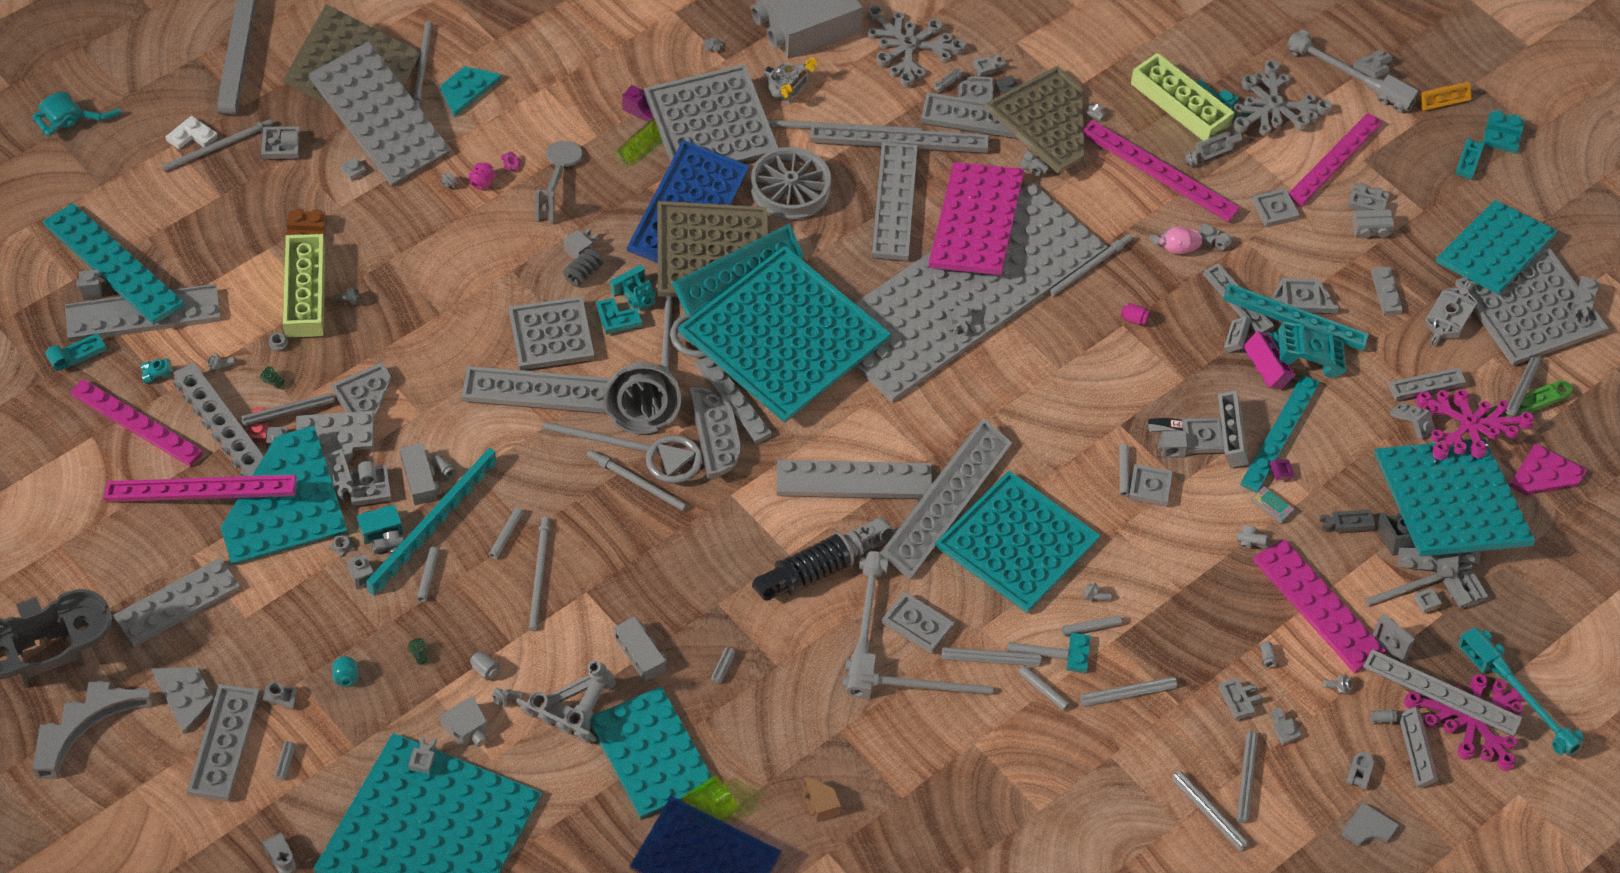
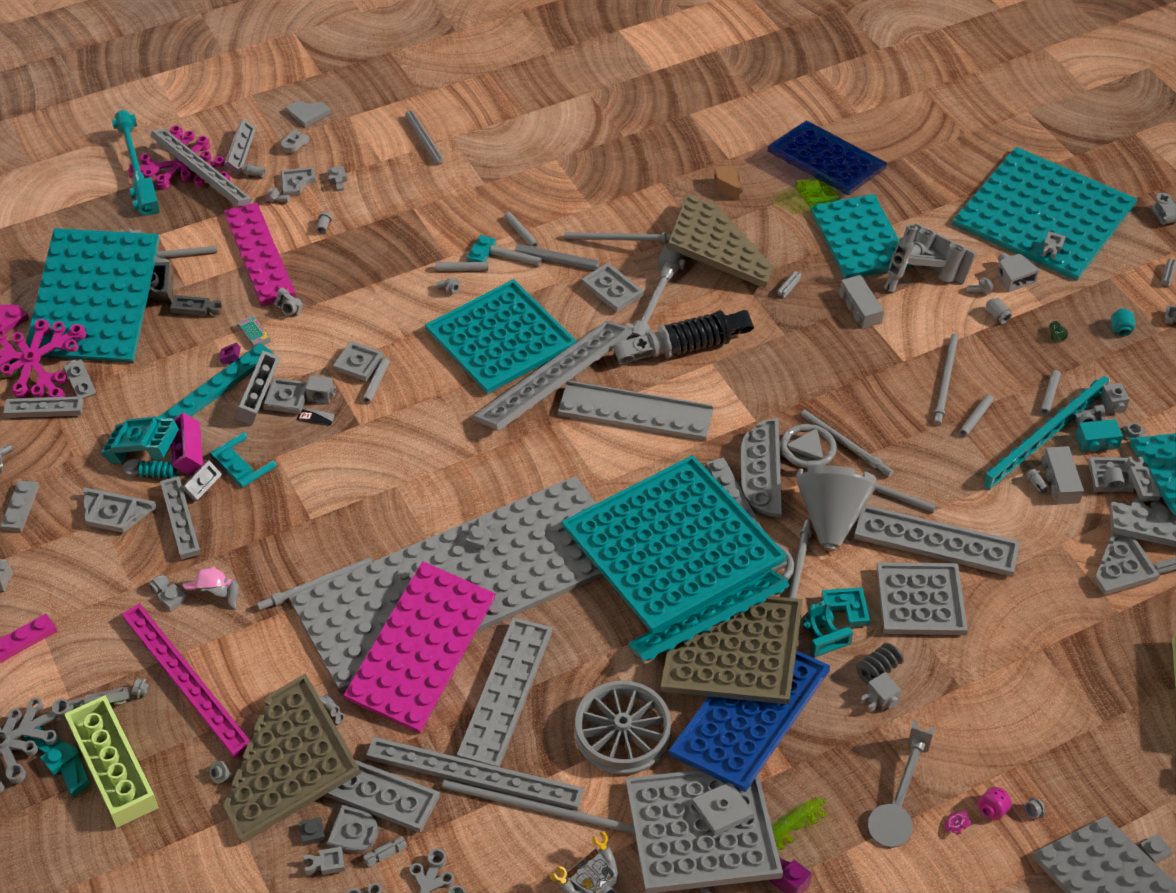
camera: 165 degrees left, 5 degrees down
(351, 296) = (1142, 675): dark grey plate -> none
(697, 128) = (722, 808): none -> light grey plate
(816, 693) = (713, 239): none -> dark tan plate
(1128, 691) = (459, 217): light grey axle -> none
(1135, 314) = (295, 517): dark pink brick -> none
(1217, 361) = (235, 465): none -> teal plate
(1237, 699) = (363, 197): light grey hinge -> none
(1247, 777) = (383, 152): light grey axle -> none
(1275, 207) = (79, 616): light grey tile -> none
(1287, 313) = (135, 482): teal plate -> none
(1330, 715) = (296, 179): none -> light grey tile
(1393, 638) = (215, 206): light grey plate -> none
(1427, 600) = (167, 238): light grey plate -> none

